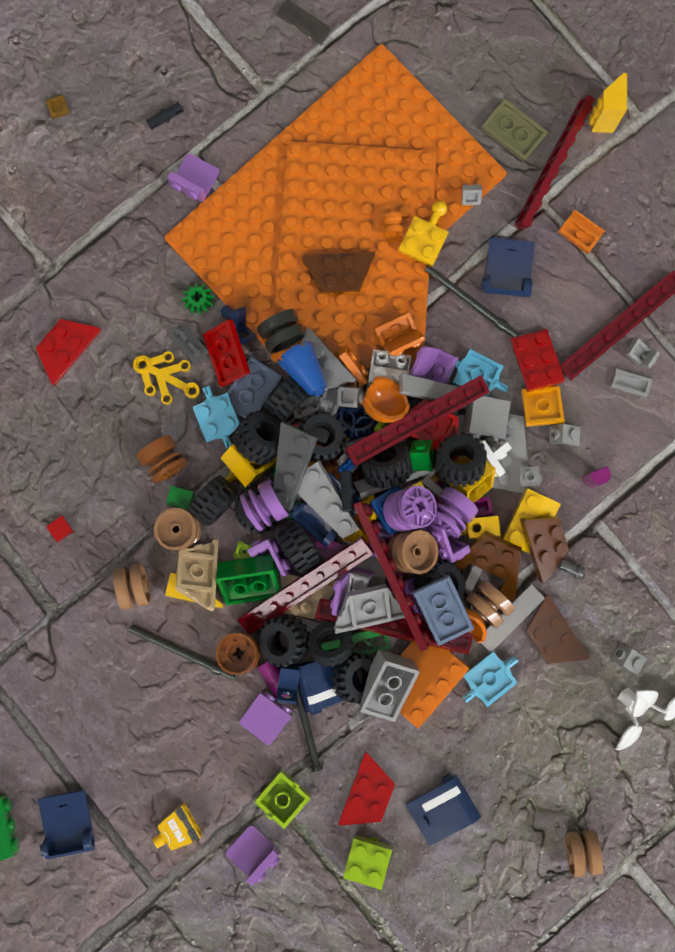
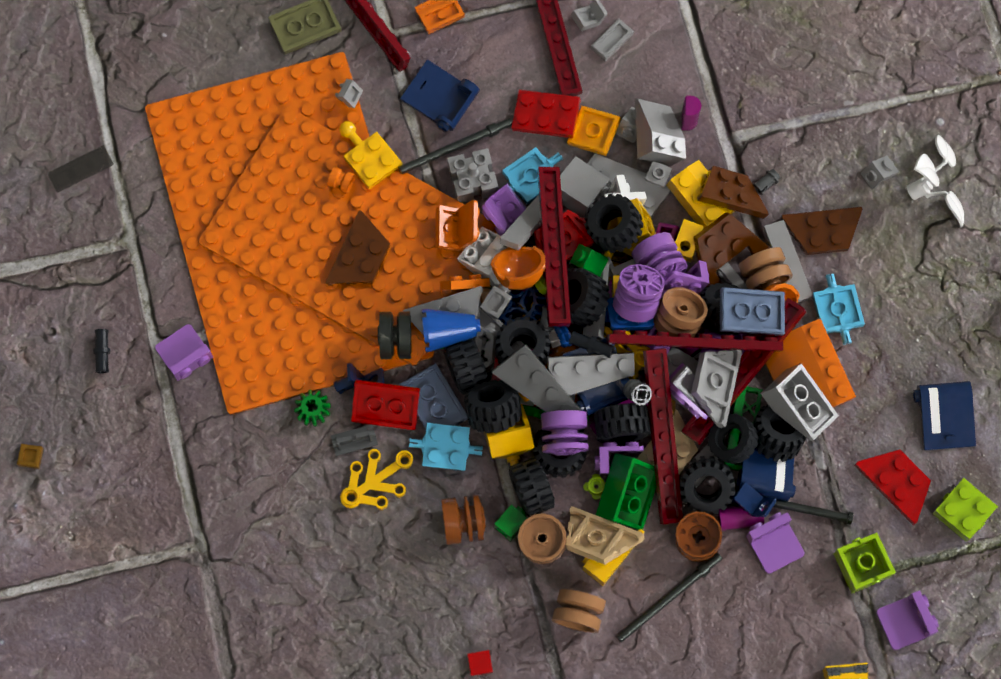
camera: 65 degrees left, 10 degrees down
(64, 346) = (290, 569): red wing -> none
(326, 548) = (633, 389): none -> dark grey wheel
(452, 327) = (472, 175): none -> light grey brick
(566, 459) = (658, 134): none -> light grey slope

